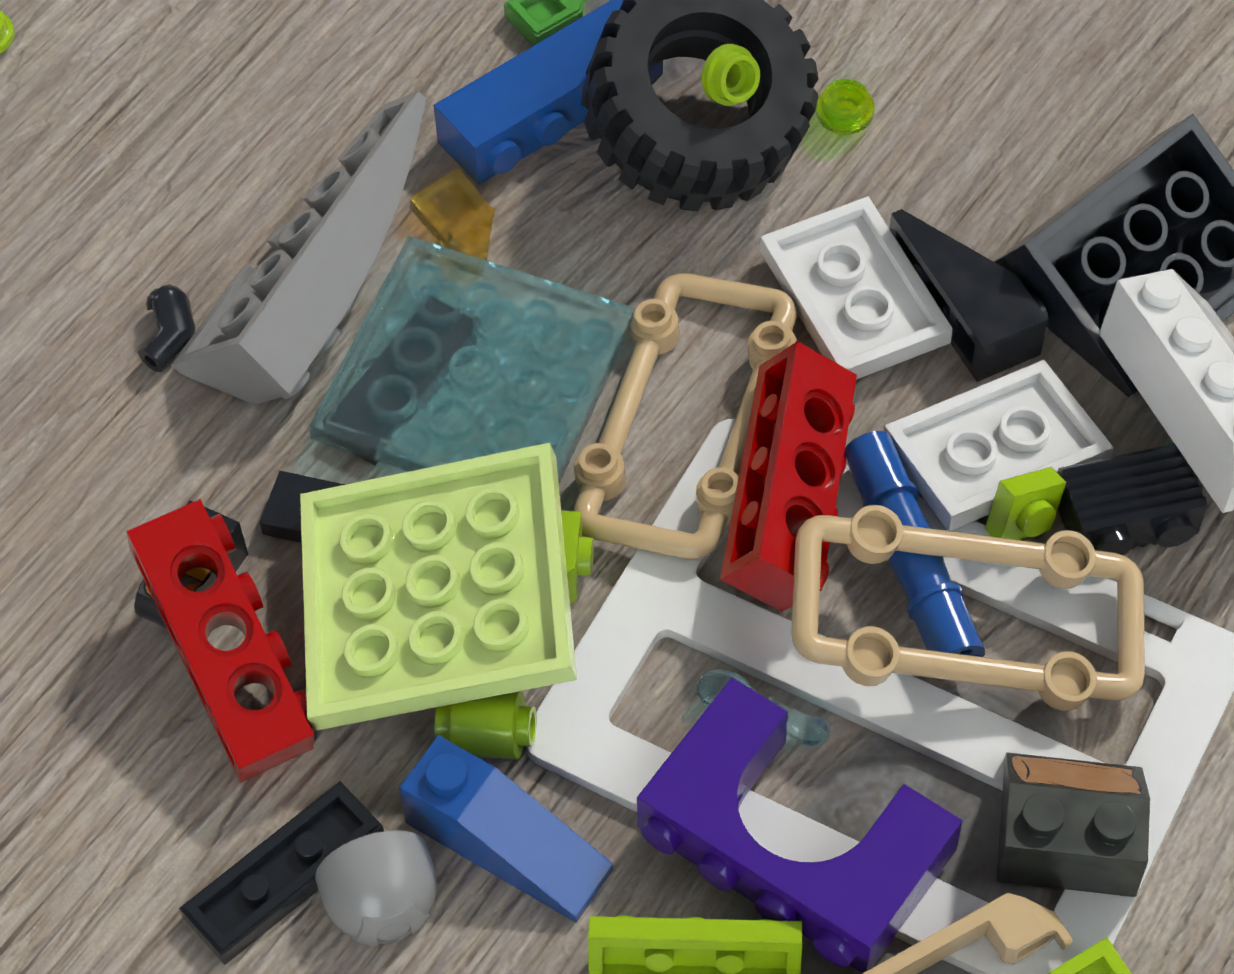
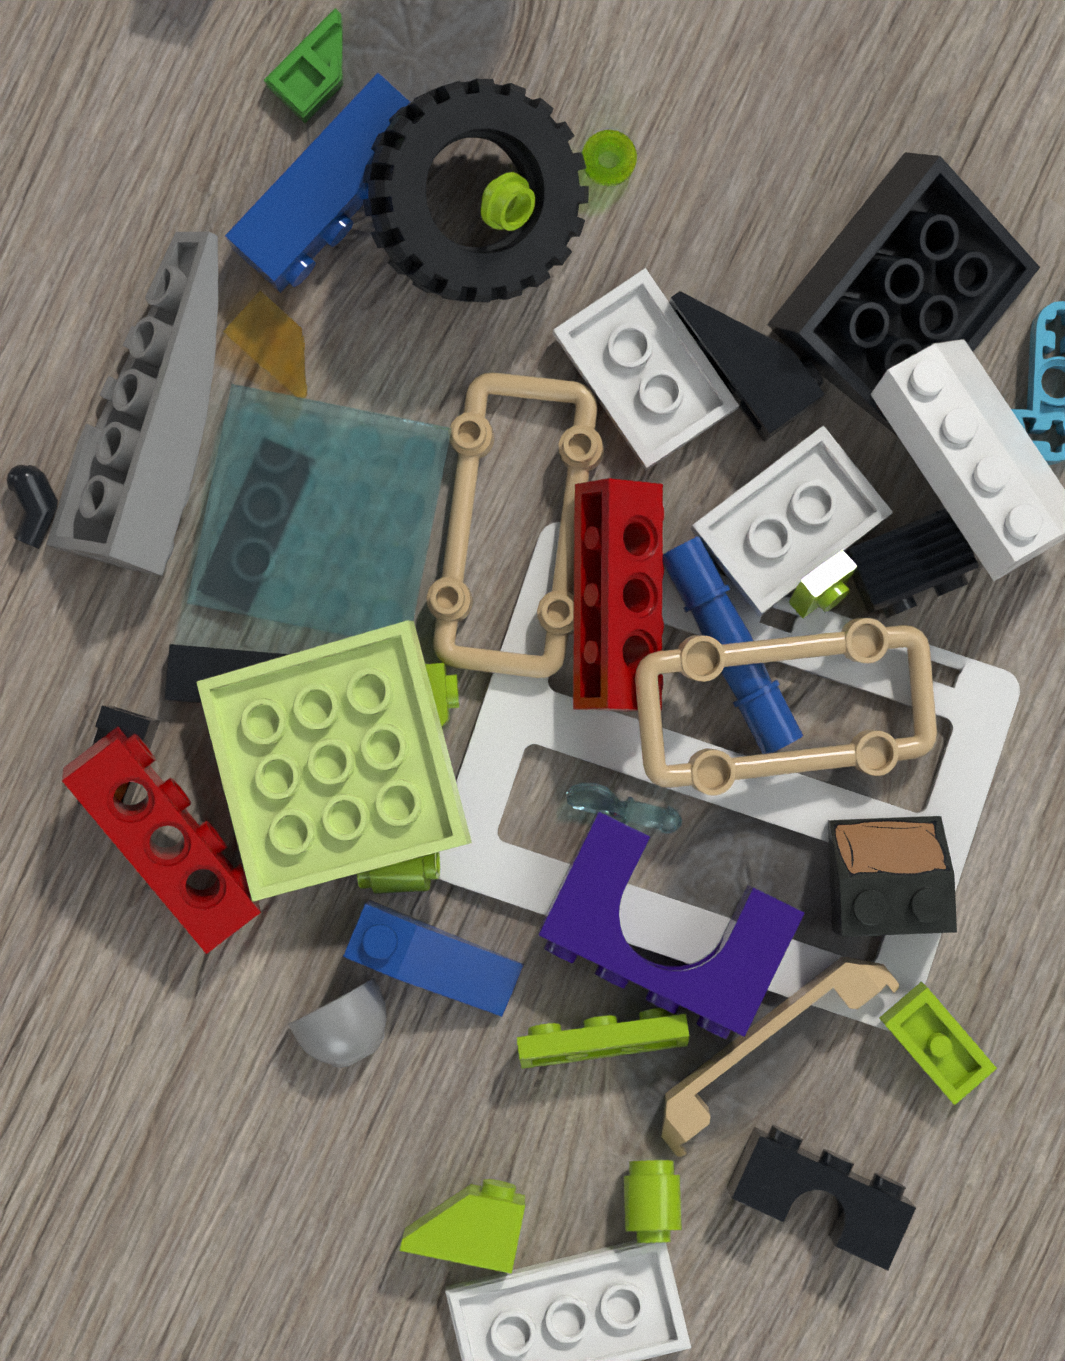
camera: 15 degrees left, 30 degrees up
(275, 874) = (258, 1015): black tile -> none

